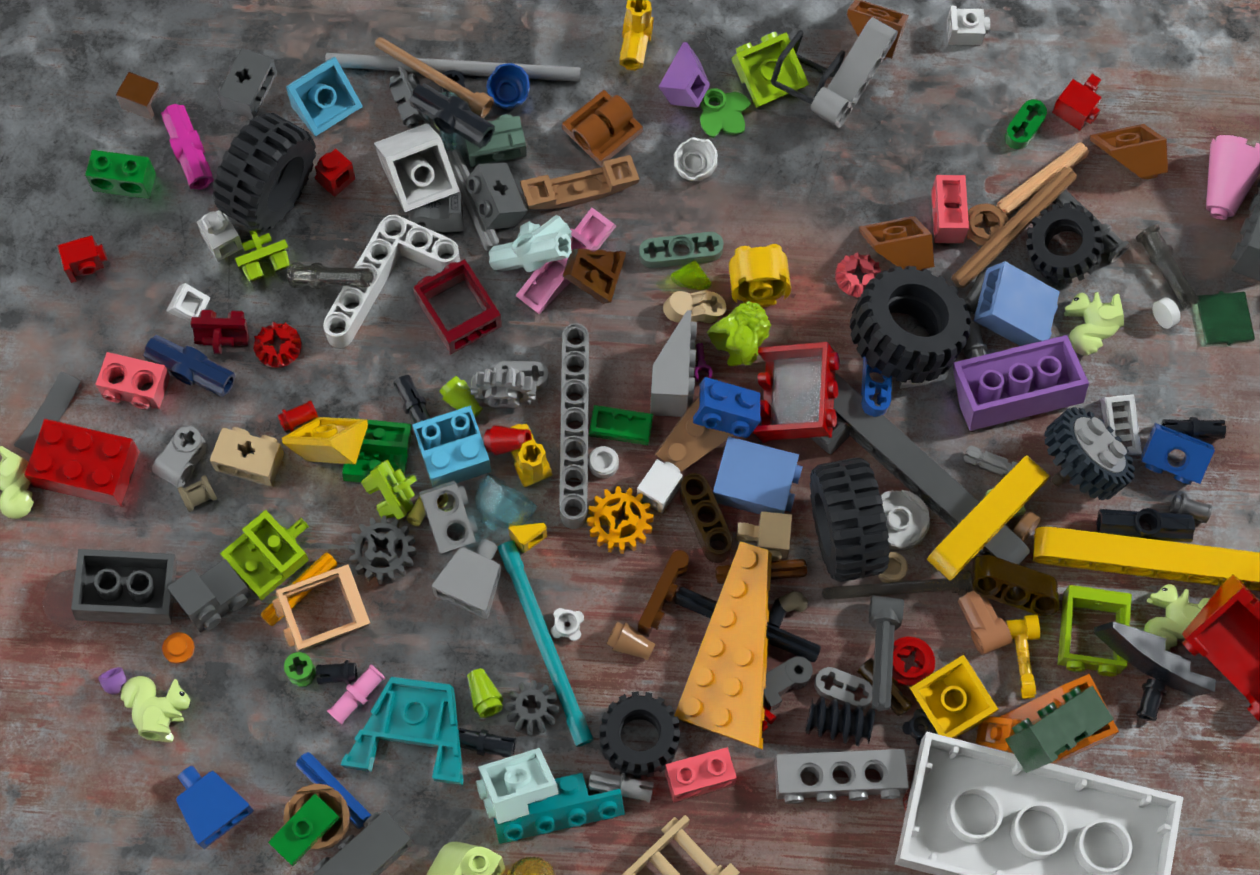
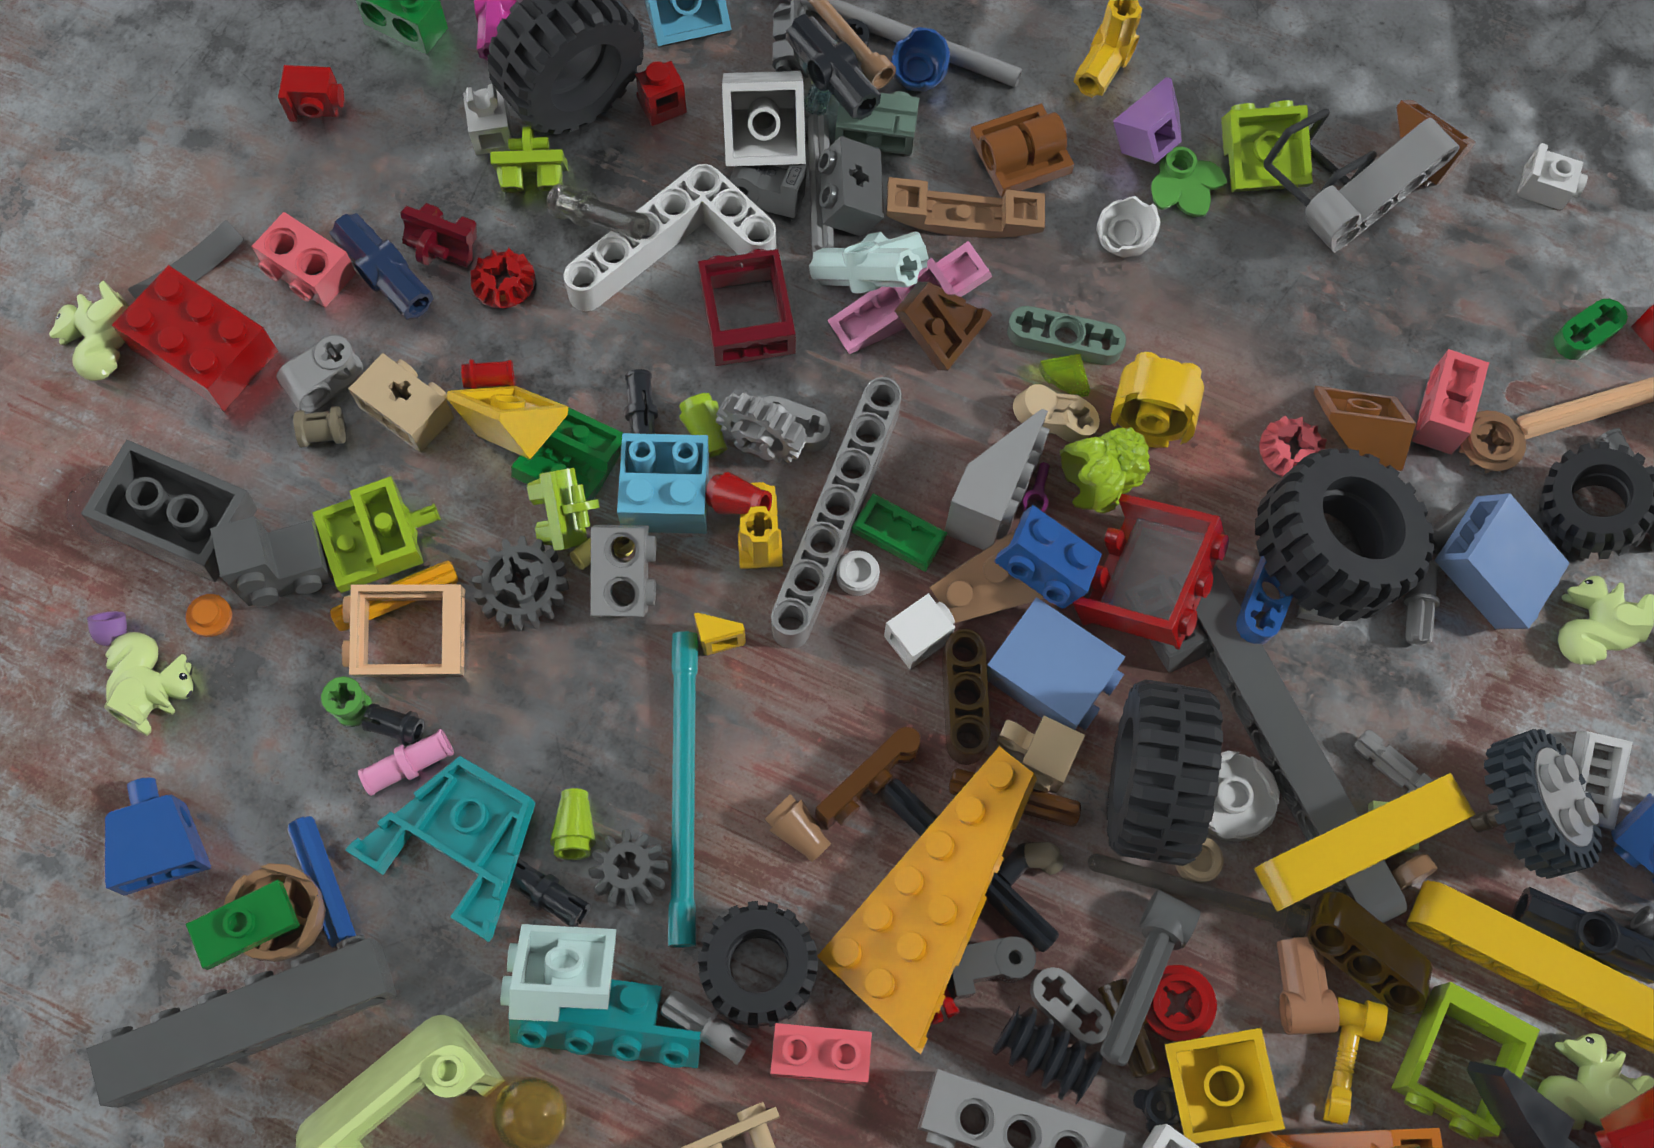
camera: 20 degrees right, 0 degrees up
(187, 302) = (416, 189): white slope -> none
(470, 579) = (619, 664): light grey torso -> none
(502, 504) = (699, 579): clear light blue cylinder -> none
(561, 617) = (718, 760): white plate -> none
(631, 524) = (861, 670): light orange gear -> none
(1013, 227) = (1531, 456): medium nougat axle -> none
(1019, 382) = (1472, 668): medium lavender slope -> none

